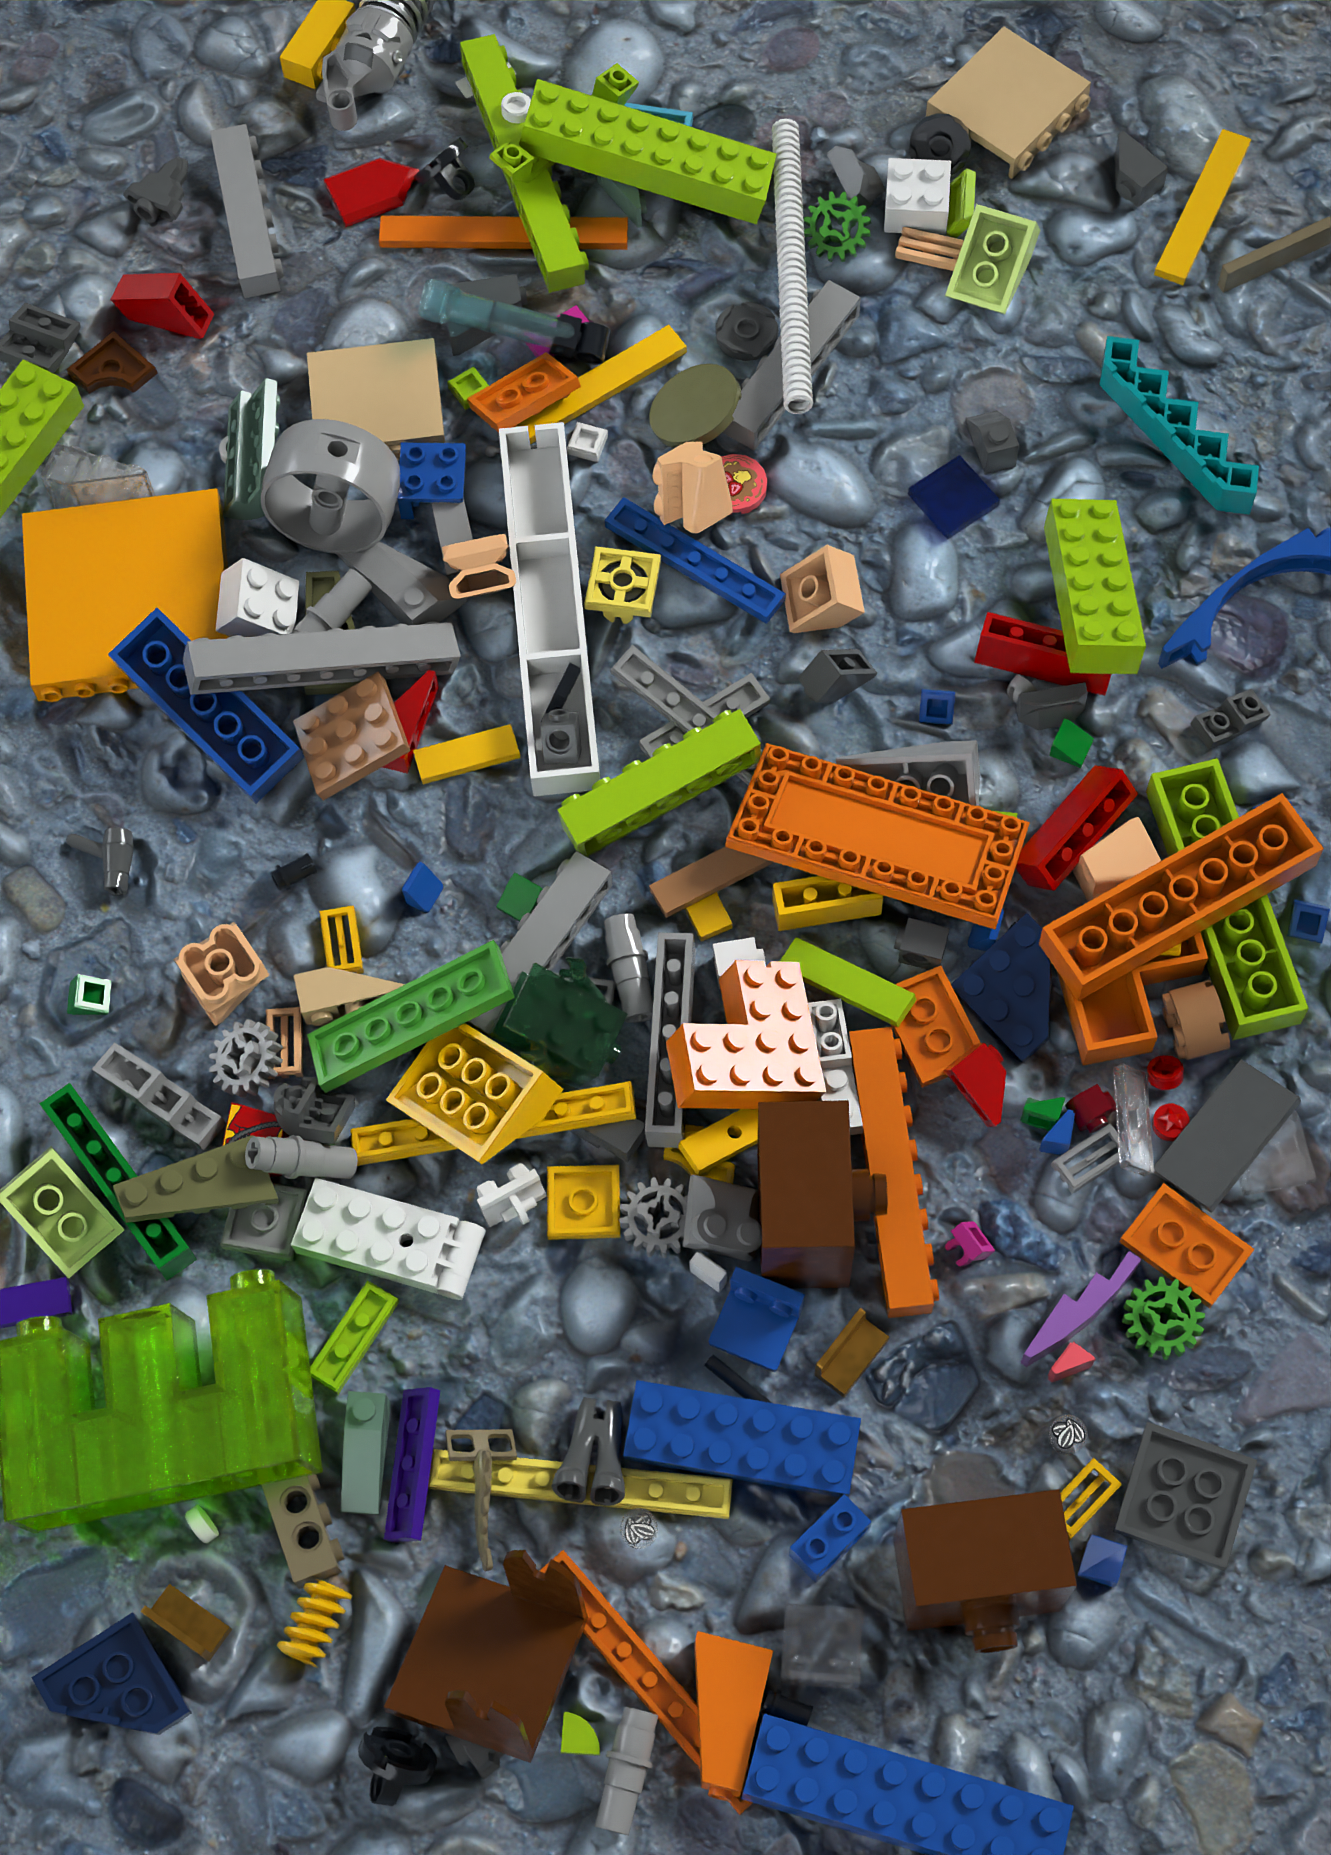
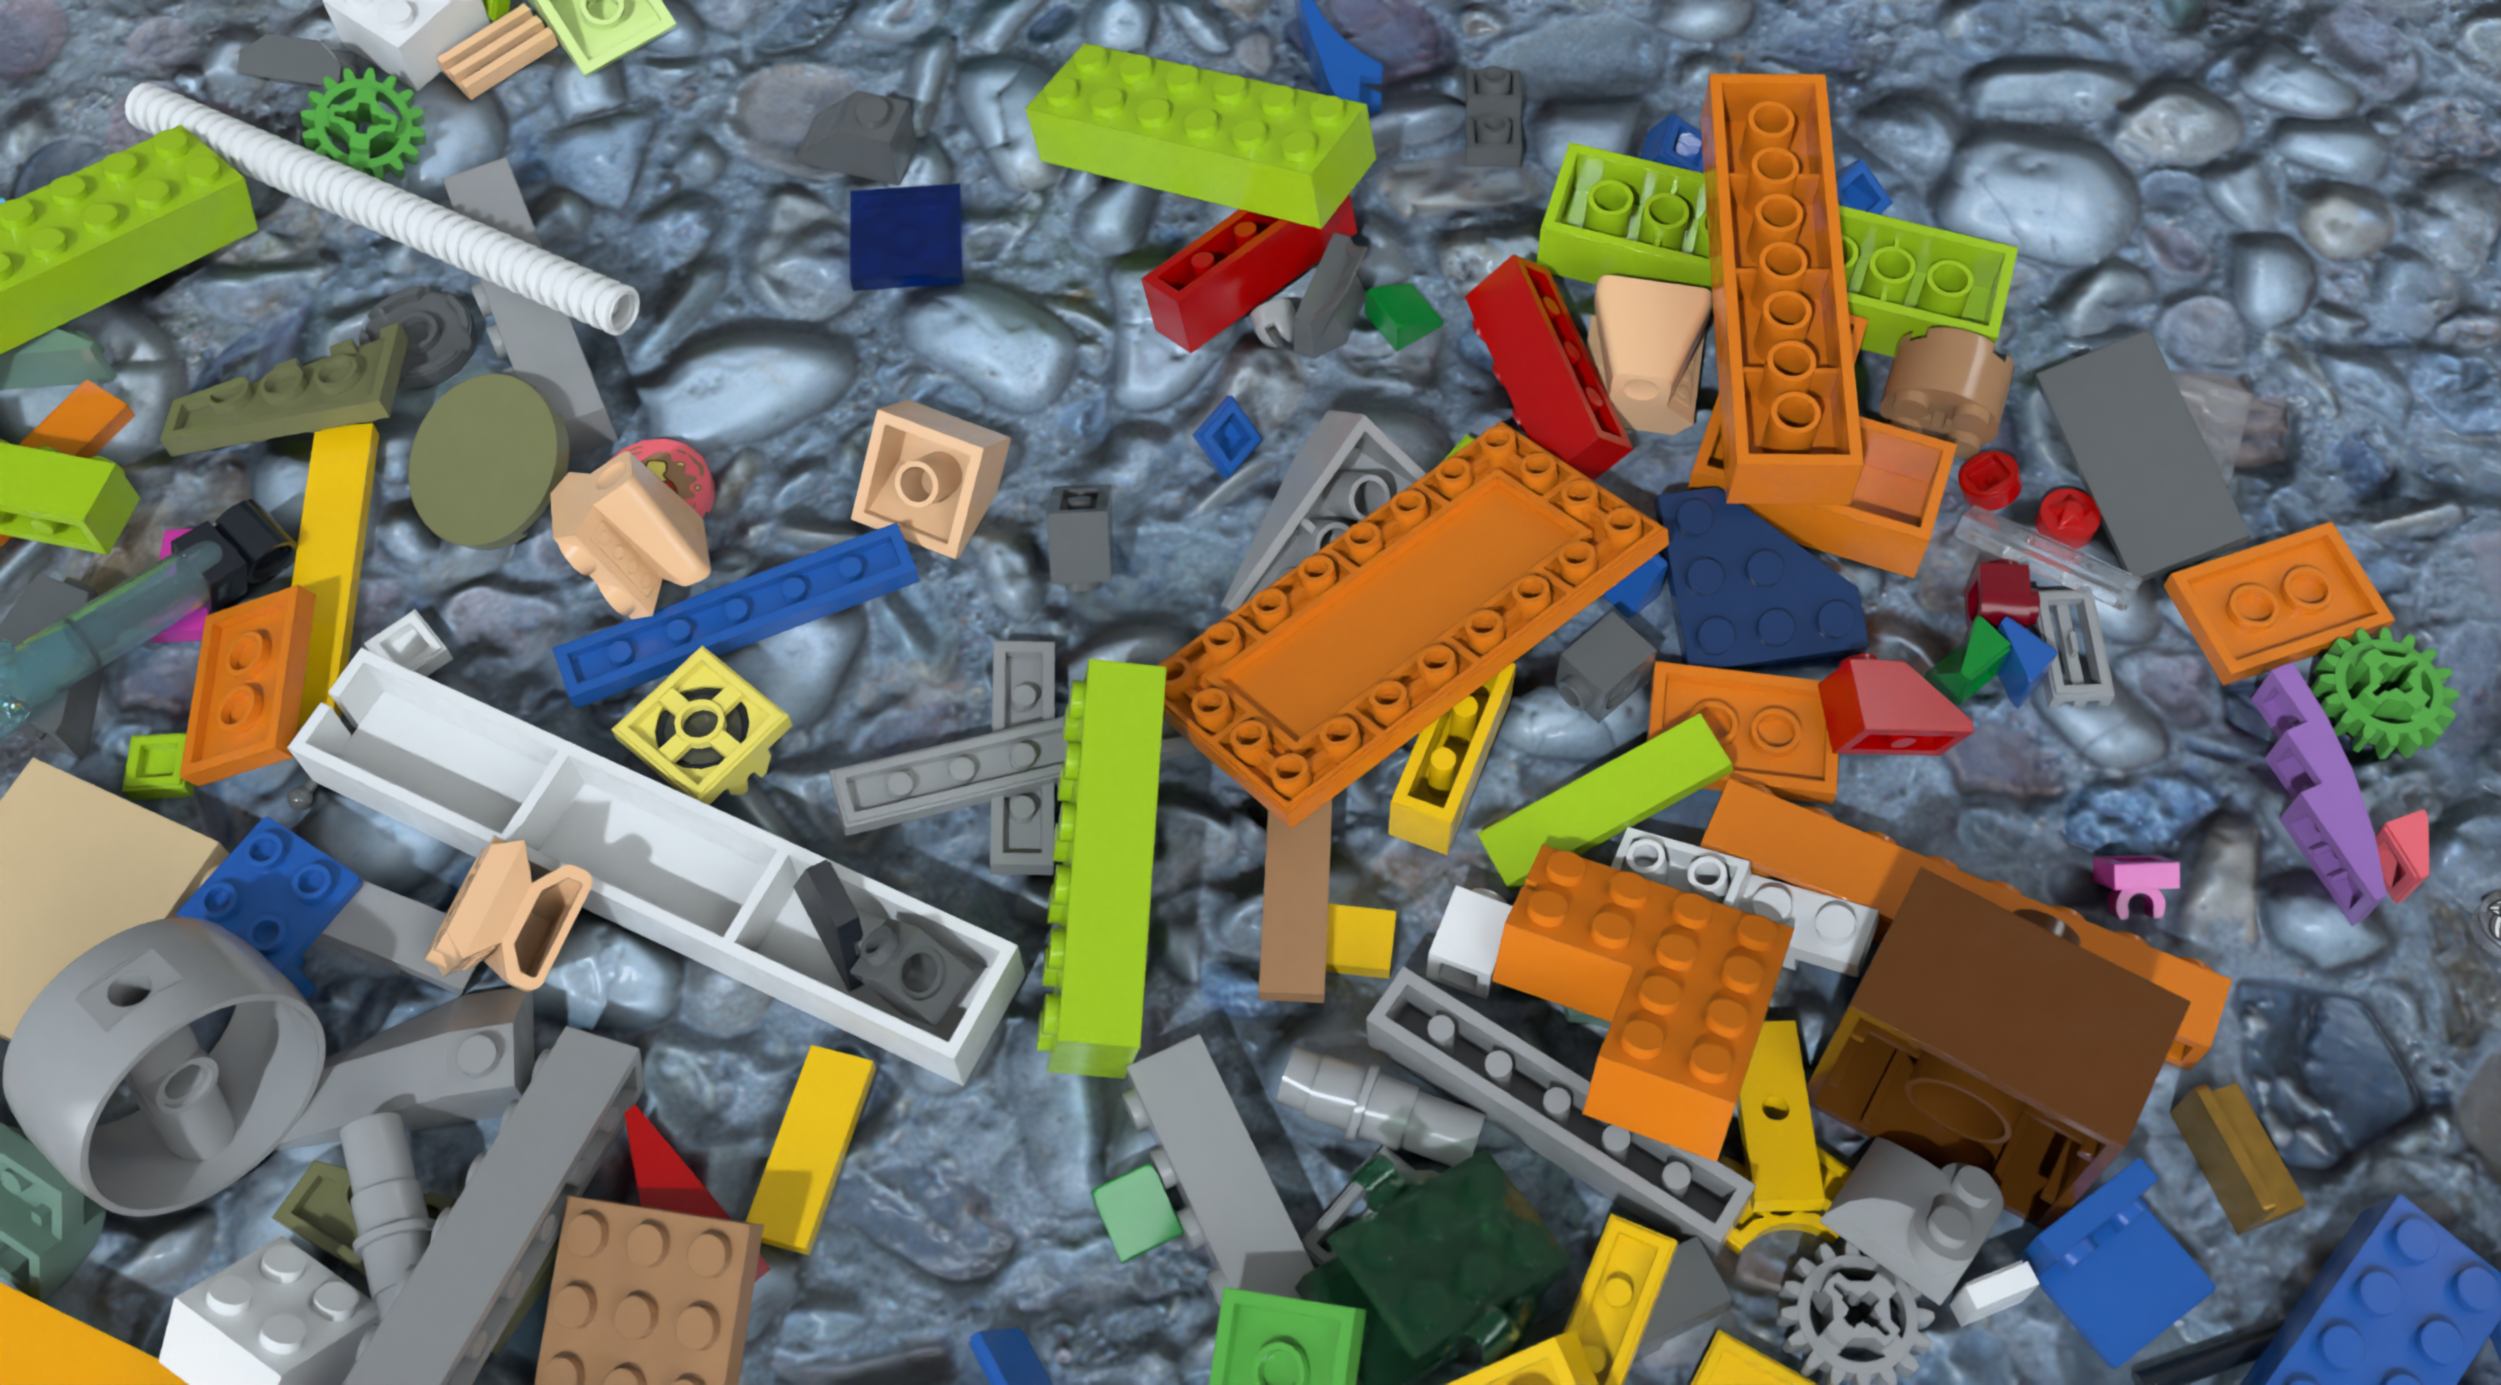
camera: 60 degrees left, 5 degrees down
(675, 306) = (292, 398): none -> olive wing

